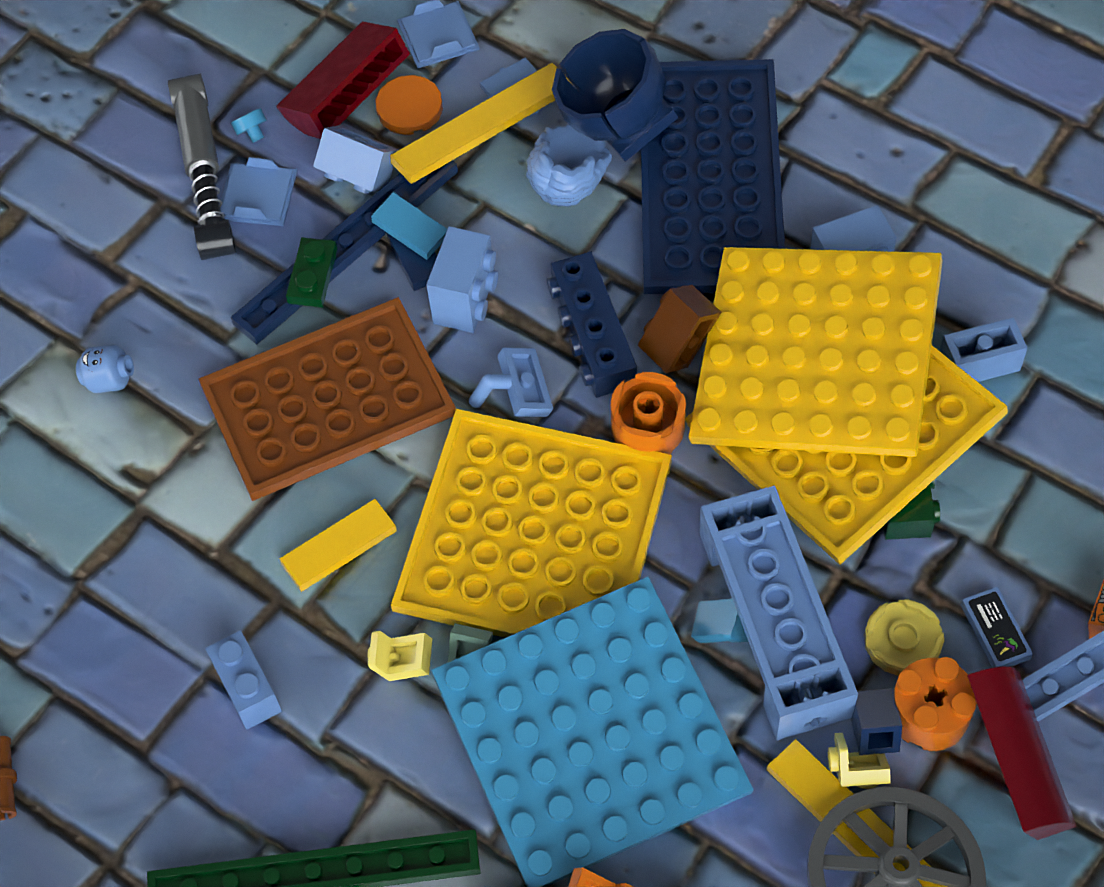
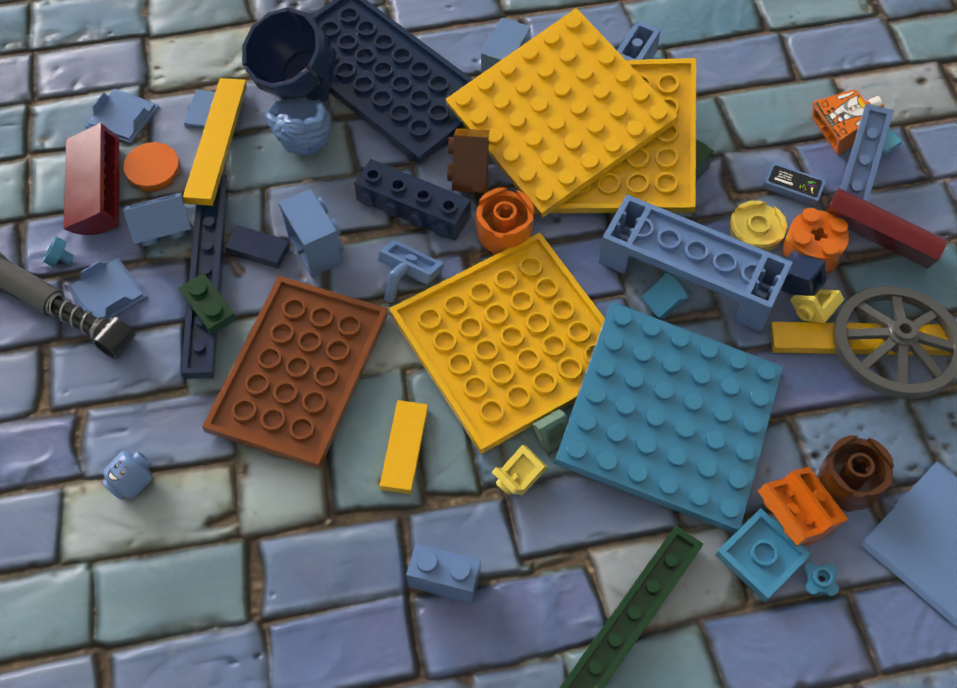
camera: 50 degrees left, 0 degrees up
(409, 225) = (239, 229): dark azure tile -> none

